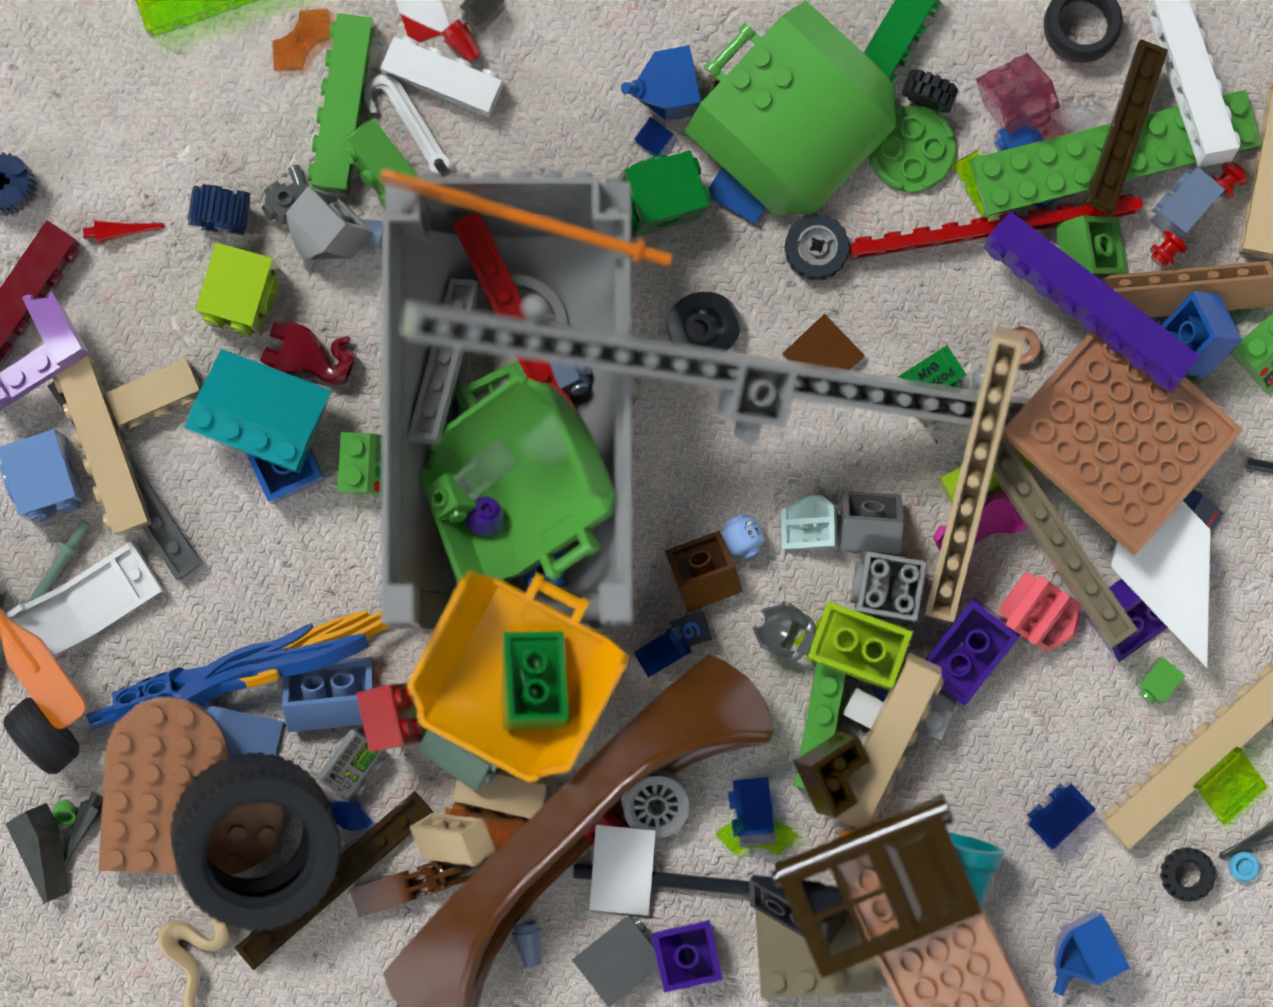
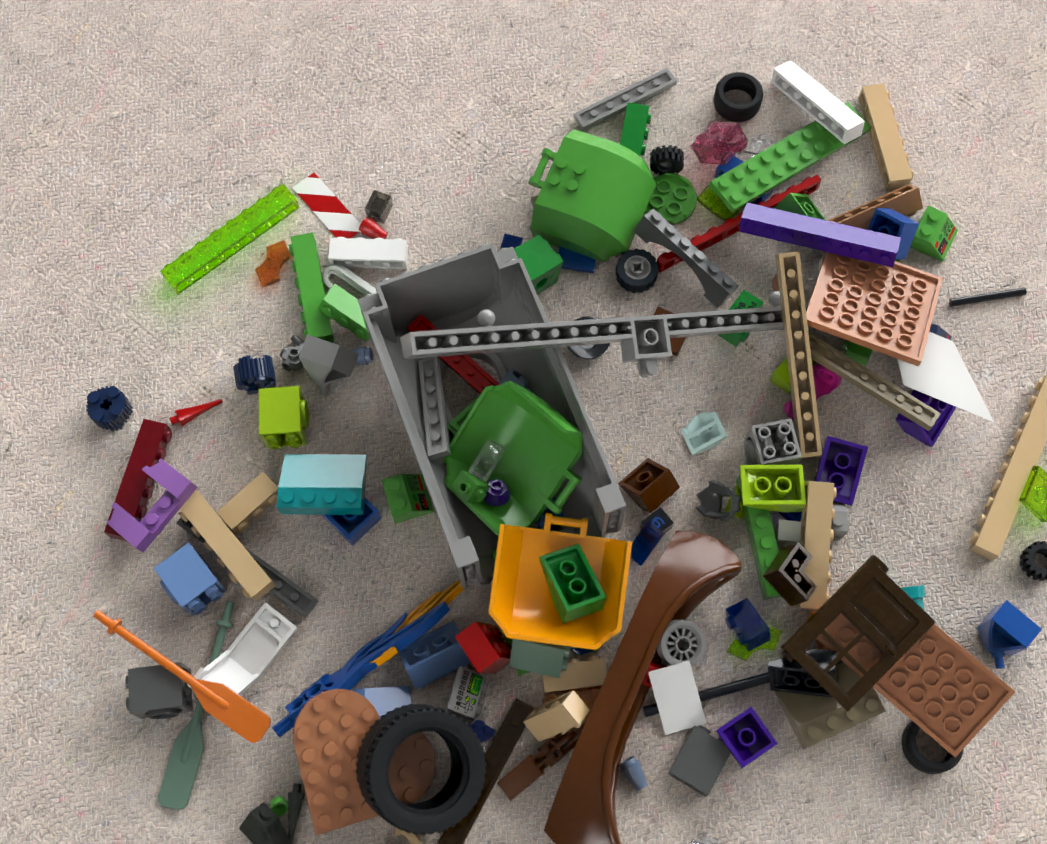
camera: 25 degrees left, 15 degrees down
(41, 742) = (244, 754): black tyre -> none
(304, 354) = (339, 441): dark red hips -> none
(472, 202) = (417, 281): orange piece -> none
(667, 84) = (510, 207): blue piece -> none
(743, 536) = (665, 453): light blue head -> none
(868, 207) = (716, 283): none -> dark grey arch
(871, 522) = (742, 413): dark grey brick -> none
(1041, 612) = (872, 429): coral piece -> none
(1058, 815) = (942, 554): clear blue brick -> none
(1126, 126) = (791, 138): dark brown tile -> none
(1159, 681) = (964, 447): bright green brick -> none
(1191, 199) = (846, 169): sand blue brick -> none

